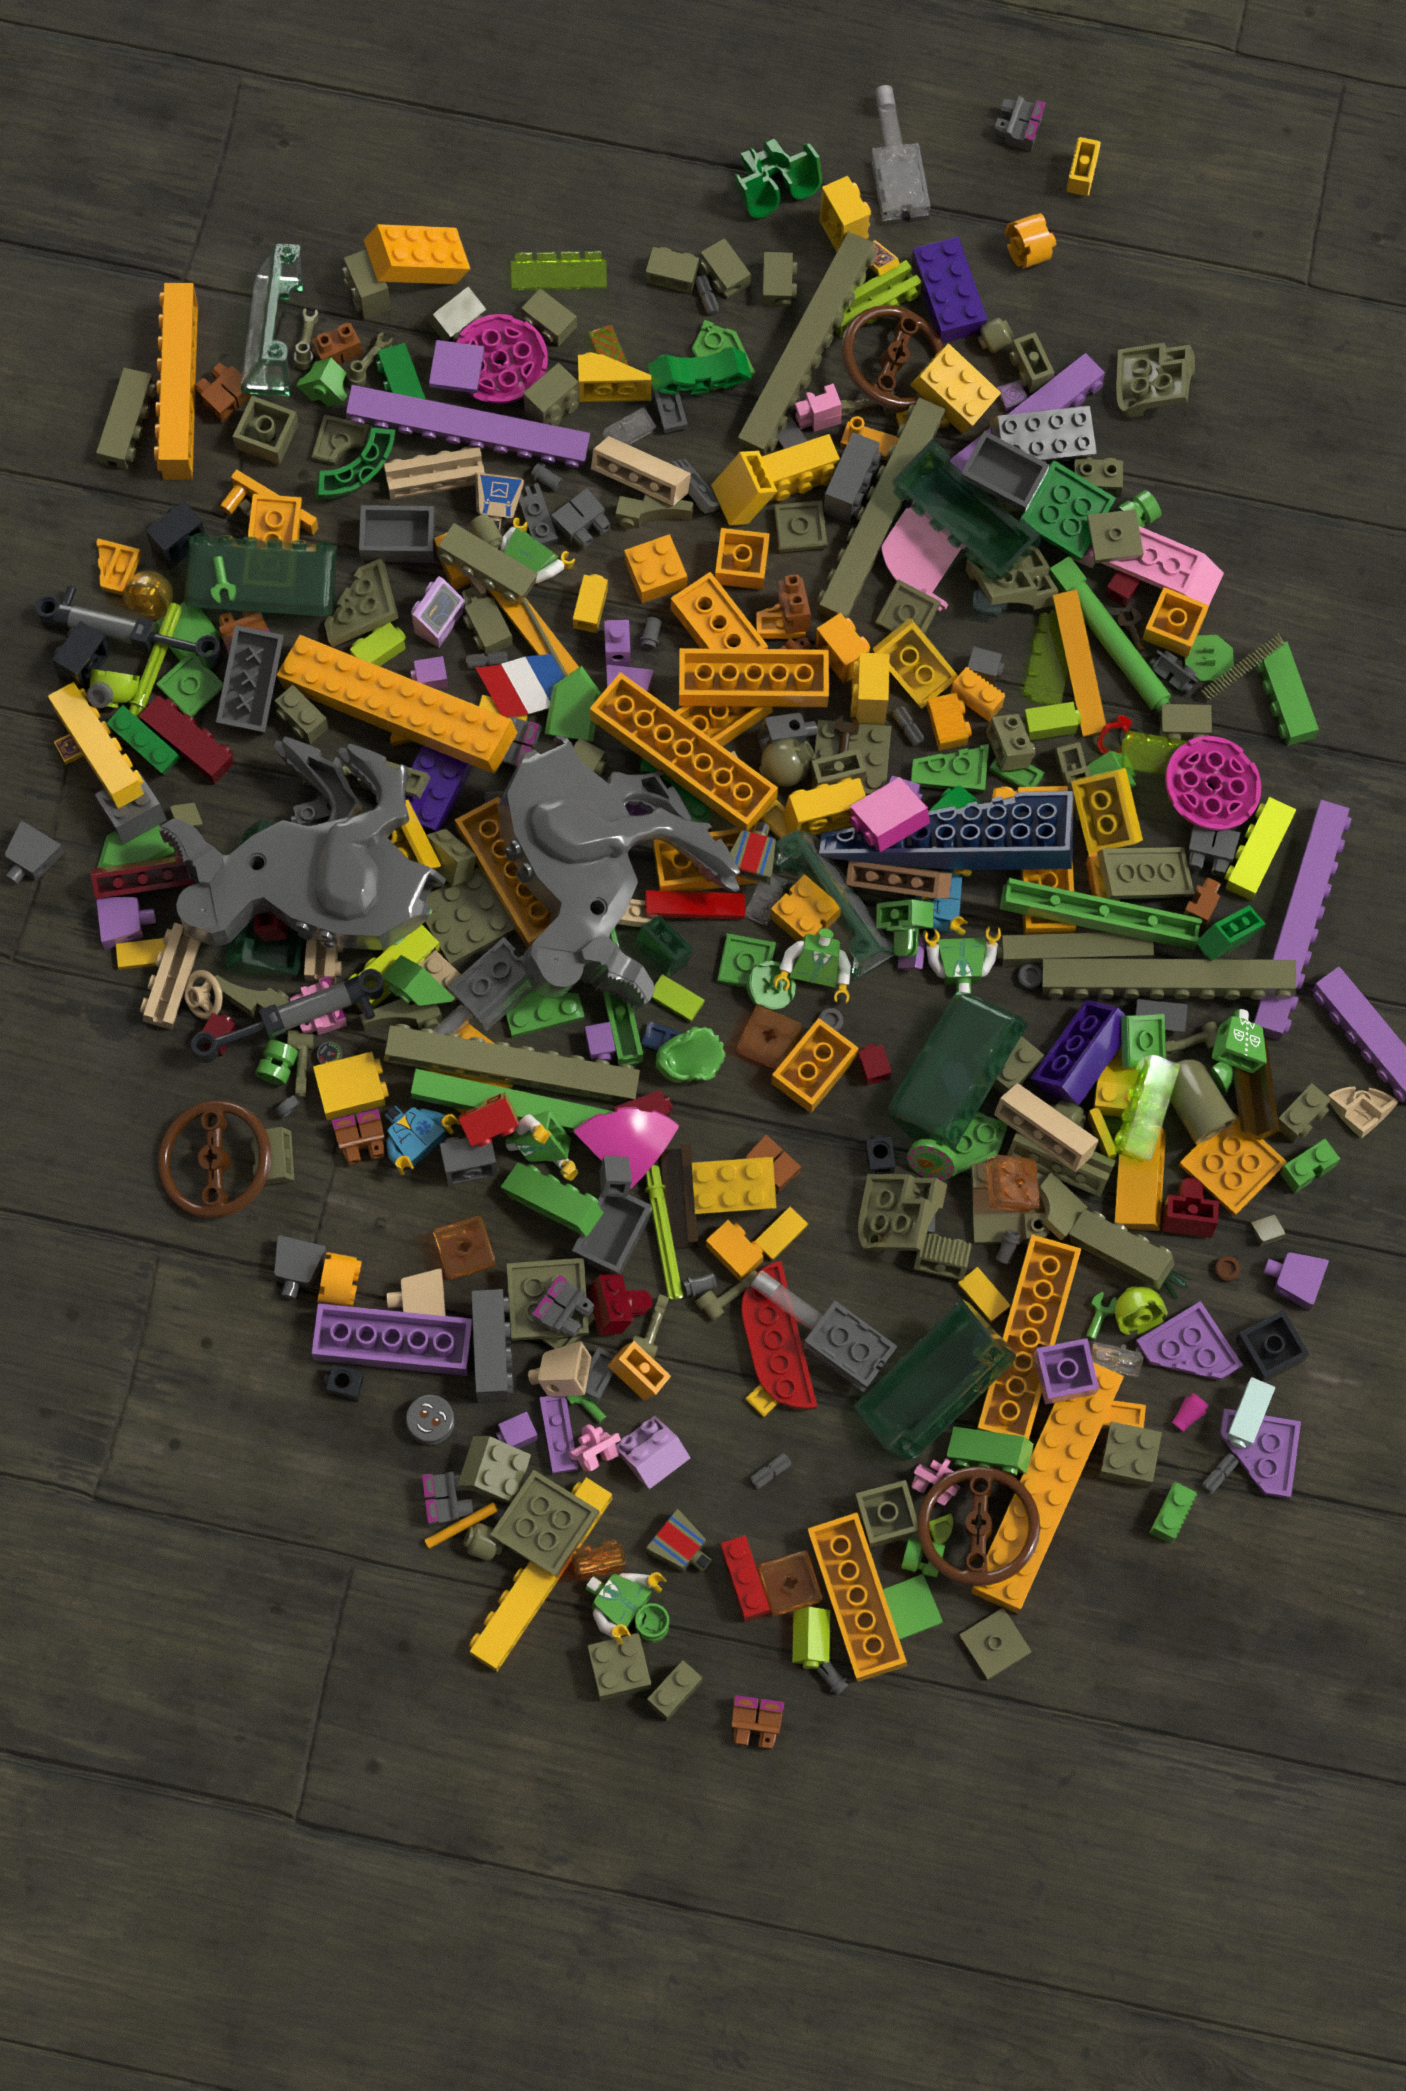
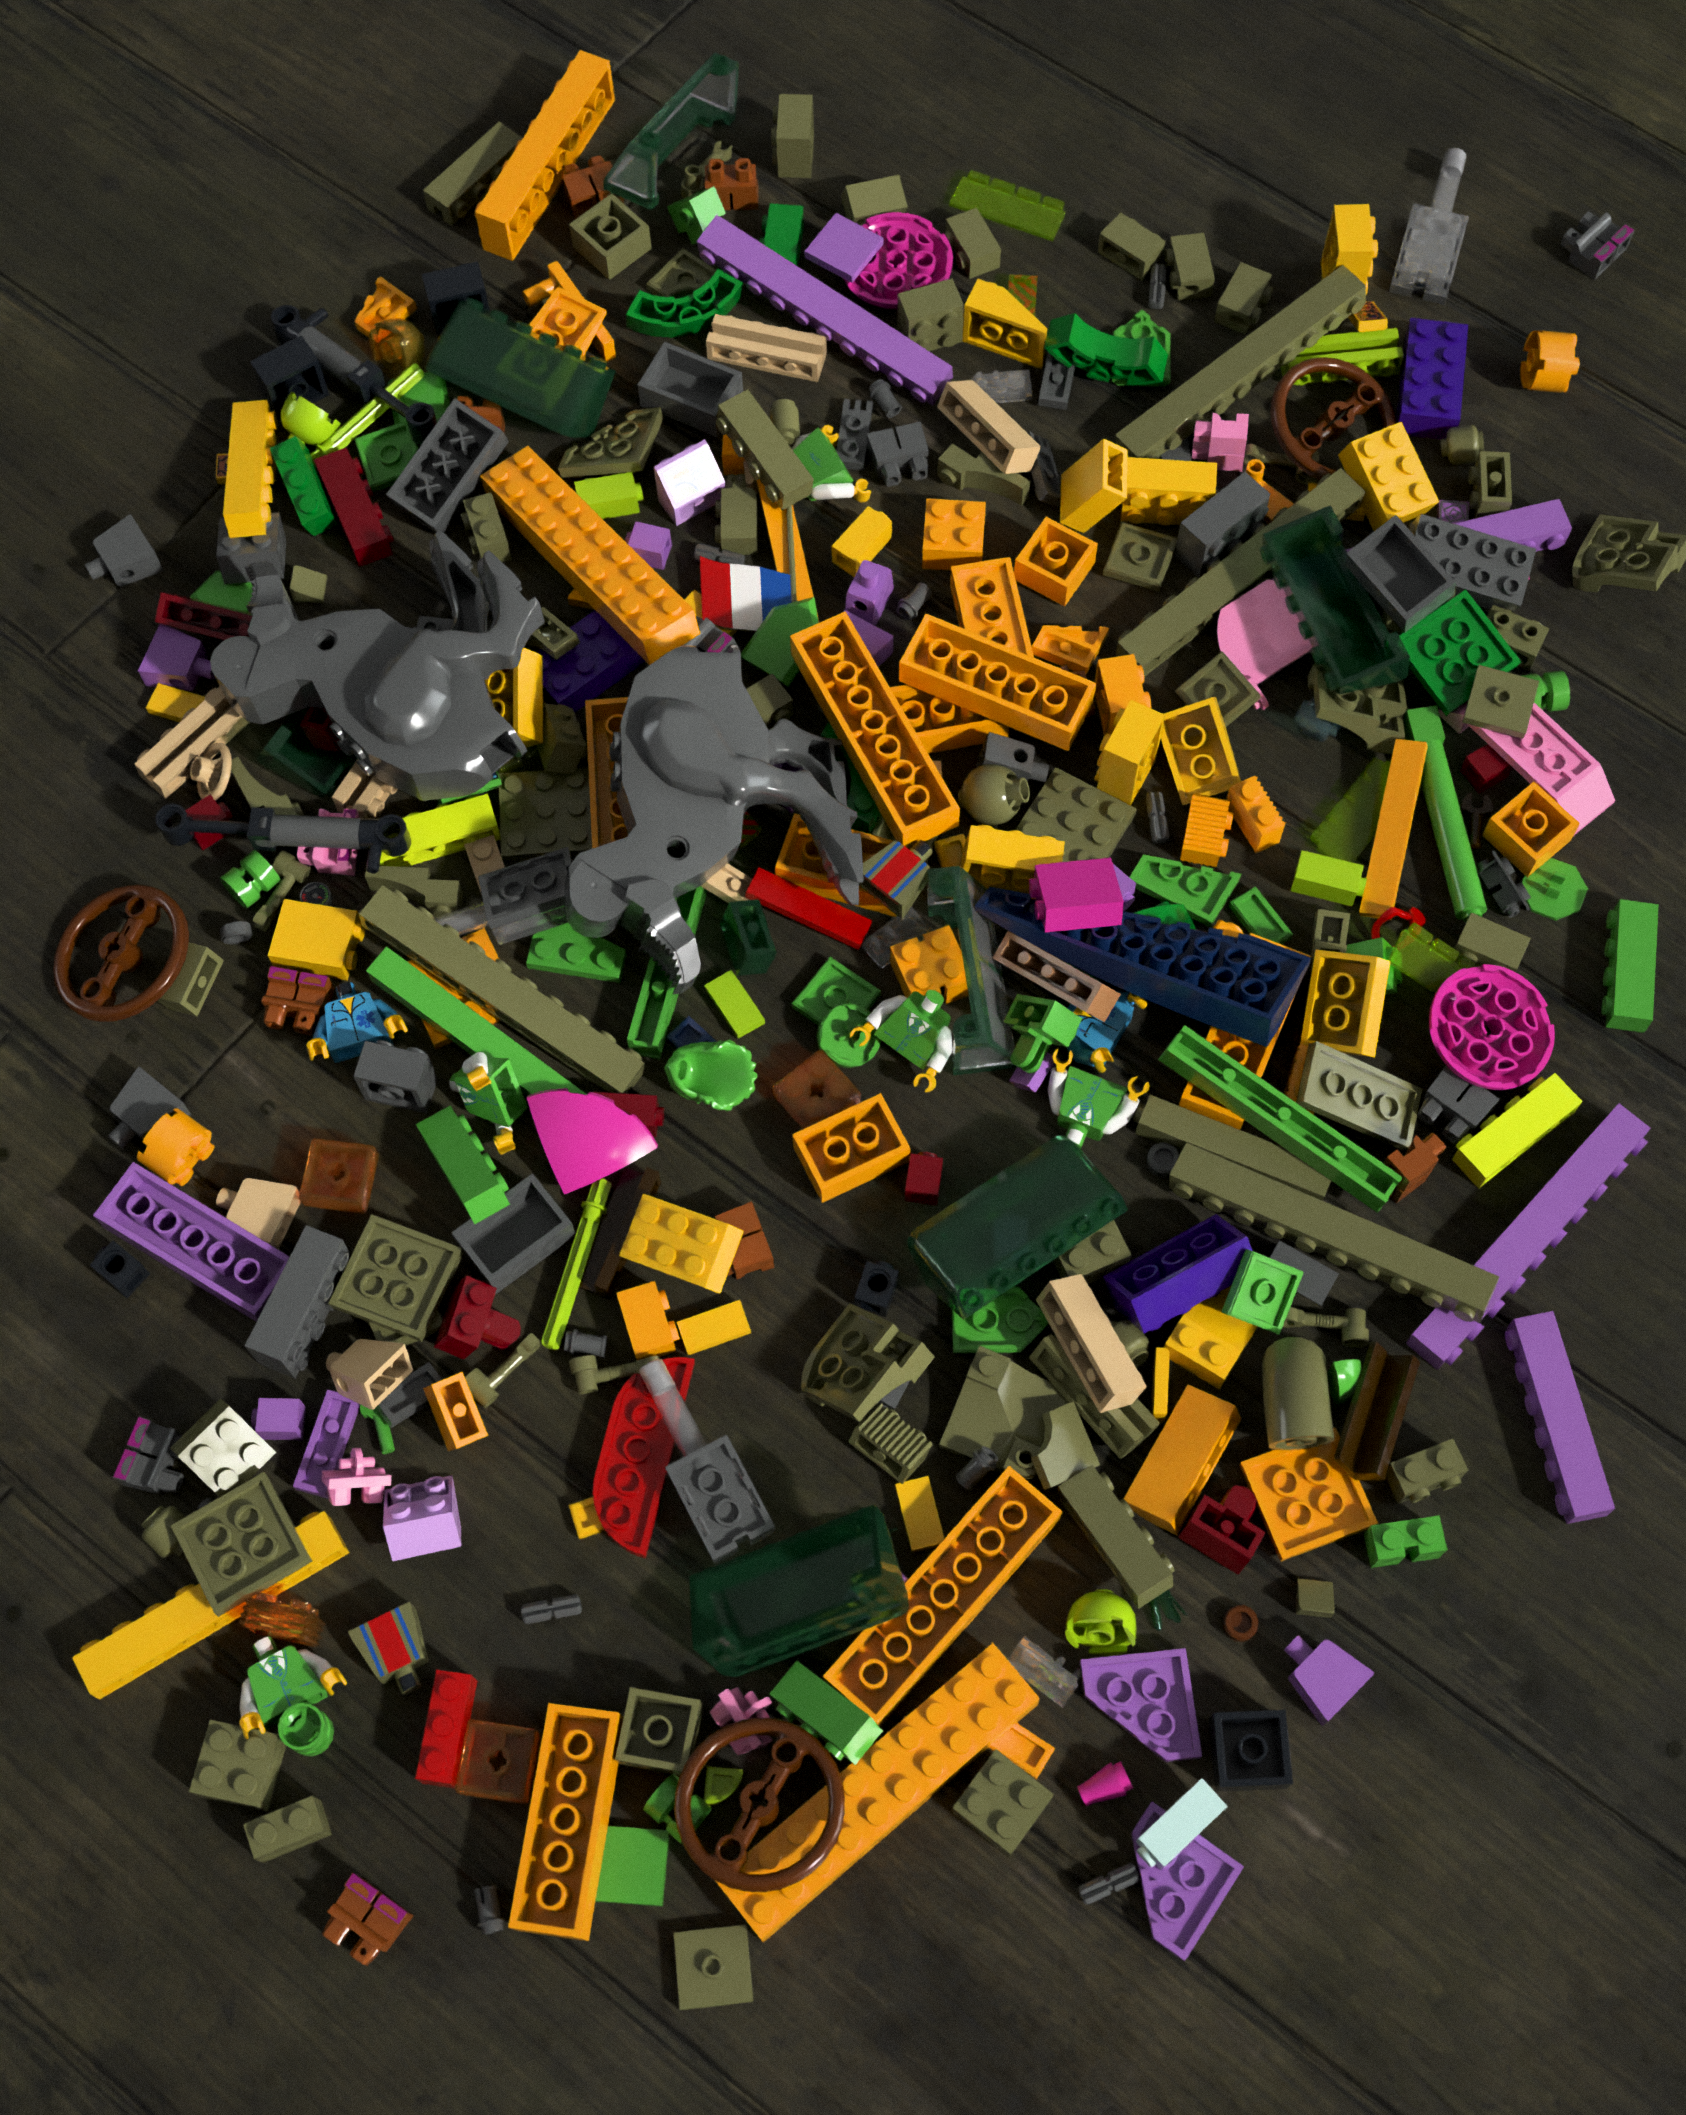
camera: 30 degrees right, 5 degrees down
(100, 695) = (282, 419): dark grey tile -> none
(222, 583) = (468, 355): bright green bar -> none
(357, 373) = (742, 216): olive brick -> none
(414, 983) = (440, 856): bright green slope -> none
(416, 254) = (859, 121): light orange brick -> none
(430, 1420) = (190, 1357): dark grey head -> none
(461, 1525) = (154, 1499): light orange bar -> none
(488, 1120) = (428, 1035): red brick -> none
(497, 495) = (818, 393): torso -> none
(560, 1305) = (416, 1290): dark grey hips -> none
(600, 1042) = (618, 1012): medium lavender brick -> none
(615, 1176) = (544, 1168): dark grey brick -> none
(760, 193) = (1267, 202): green piece -> none
(794, 604) = (1088, 628): dark orange hips -> none
(811, 1637) = (486, 1844): lime brick -> none
(832, 1018) = (901, 1106): dark grey tile -> none
(837, 767) = (1048, 820): olive brick -> none
(845, 733) = (1077, 794): dark brown bar -> none
(932, 1159) = (934, 1321): bright green tile -> none
(986, 664) = (1281, 785): dark grey brick -> none
(1010, 742) = (1267, 881): olive brick -> none
(1012, 1183) = (1016, 1410): clear orange brick -> none
(1066, 1371) = (964, 1657): medium lavender brick -> none
(1083, 166) = (1647, 309): yellow brick -> none
(1101, 1313) = (1051, 1606): bright green bar -> none
(1146, 1108) = (1225, 1375): clear neon green brick -> none
(1173, 1513) = (1021, 1907): bright green brick -> none
(1230, 933) = (1431, 1210): green brick -> none
(1240, 1043) = (1383, 1348): bright green torso -> none
(1245, 666) = (1590, 911): olive piece -> none
(1362, 1109) = (1505, 1501): tan brick -> none

